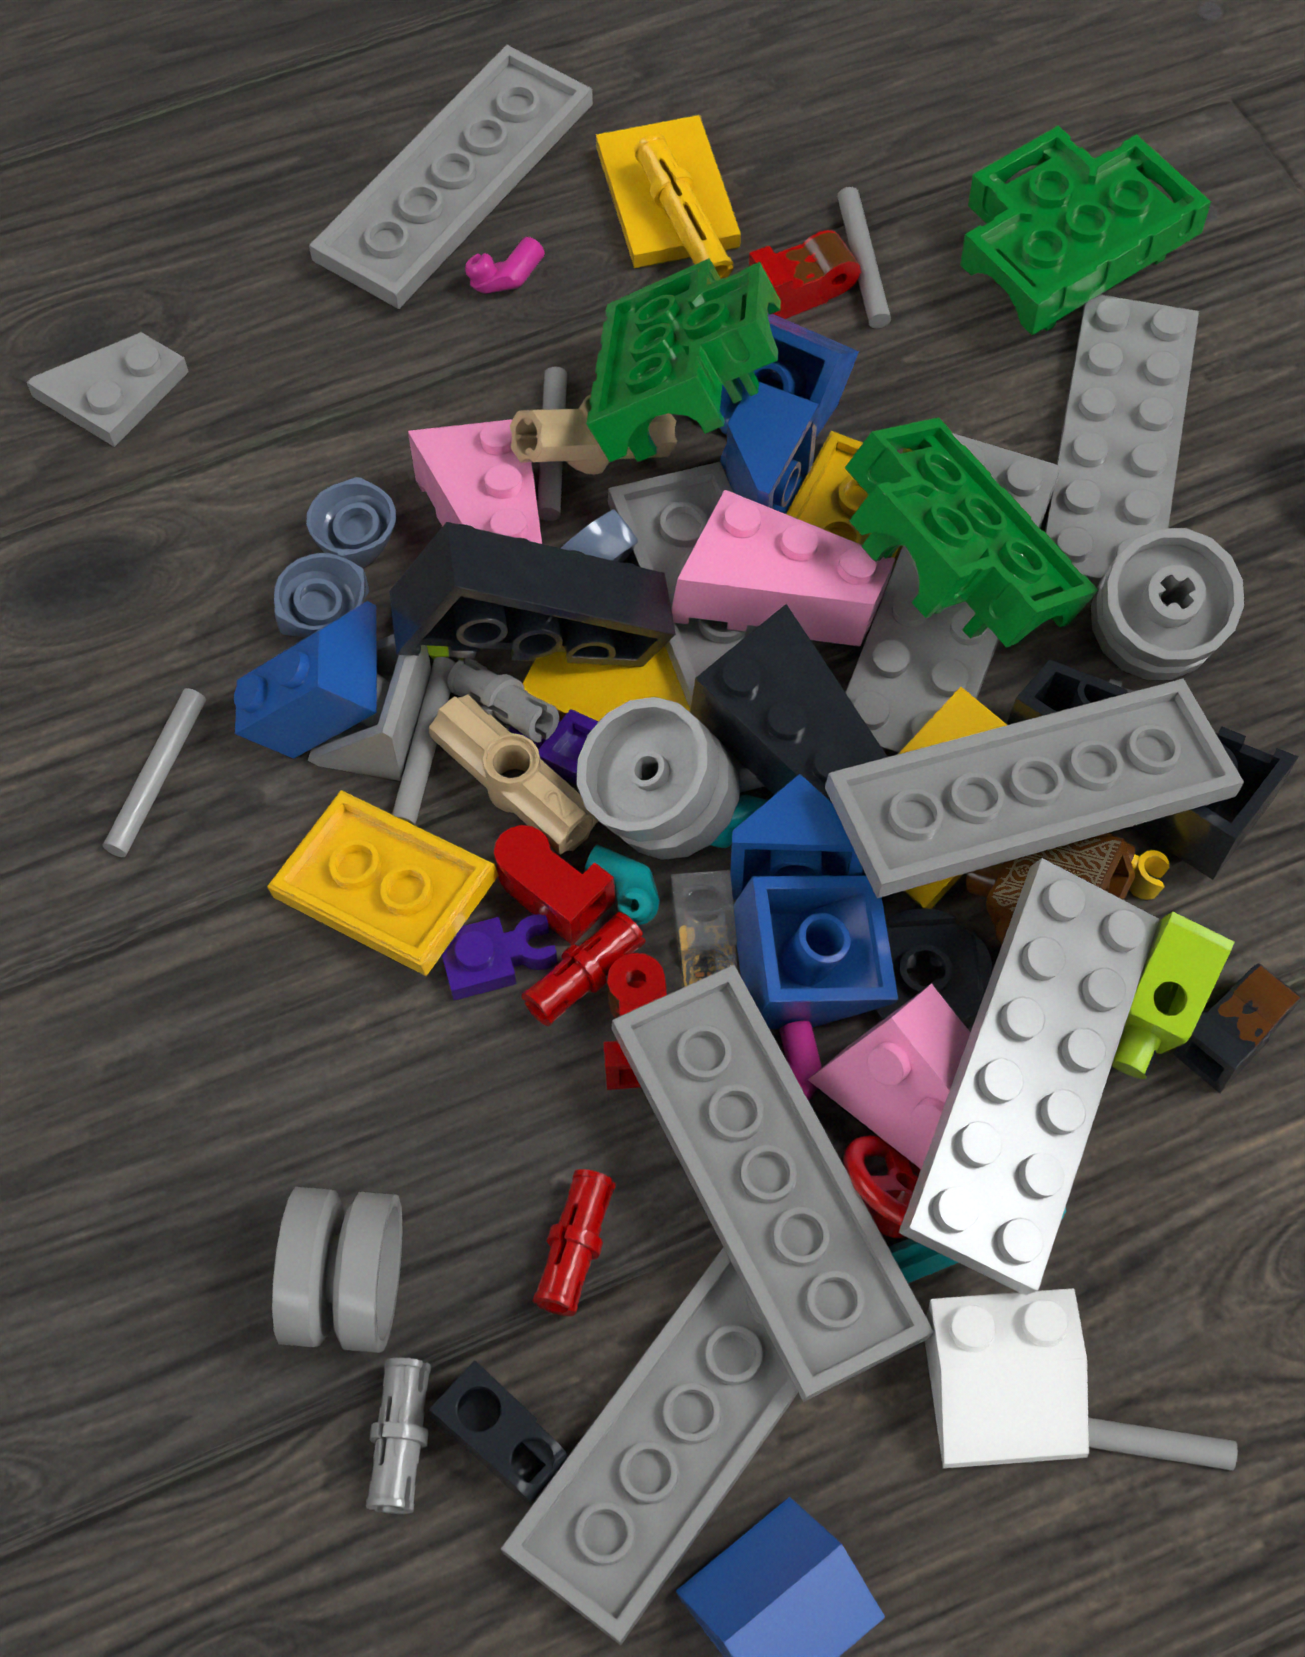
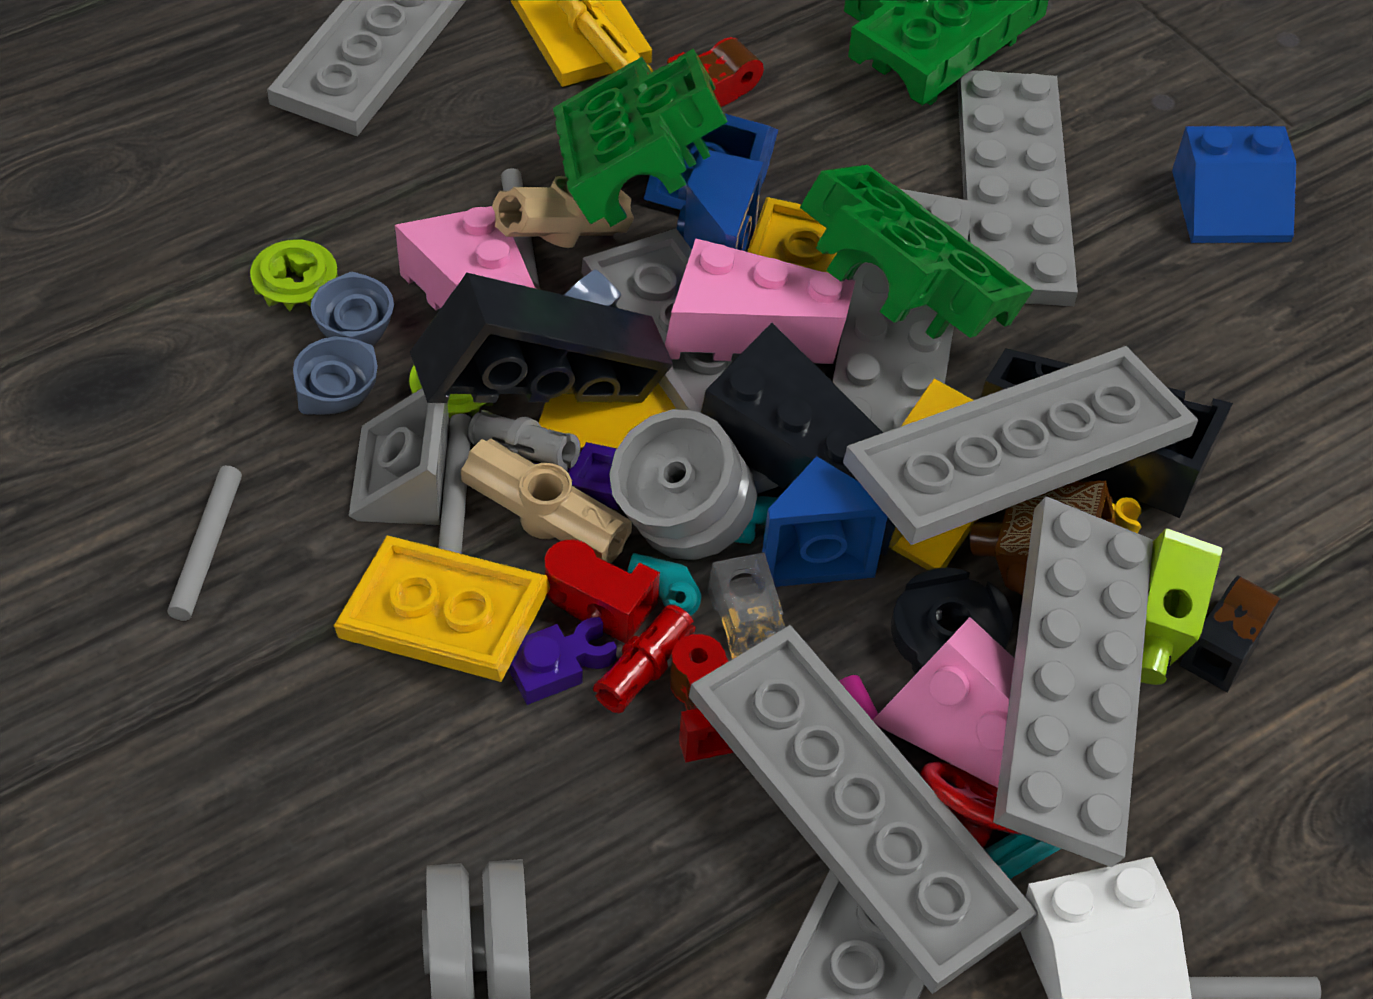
camera: 15 degrees left, 10 degrees down
(111, 386) = (99, 224): light grey wing -> none
(276, 465) = (302, 257): none -> lime gear
(312, 687) = (348, 446): blue slope -> none
(505, 275) = (454, 99): dark pink arm -> none
(574, 1242) = (687, 893): red pin -> none
(813, 948) = (855, 607): blue slope -> none
(862, 250) = (771, 76): light grey bar -> none
(1201, 595) = (1091, 296): light grey wheel -> none

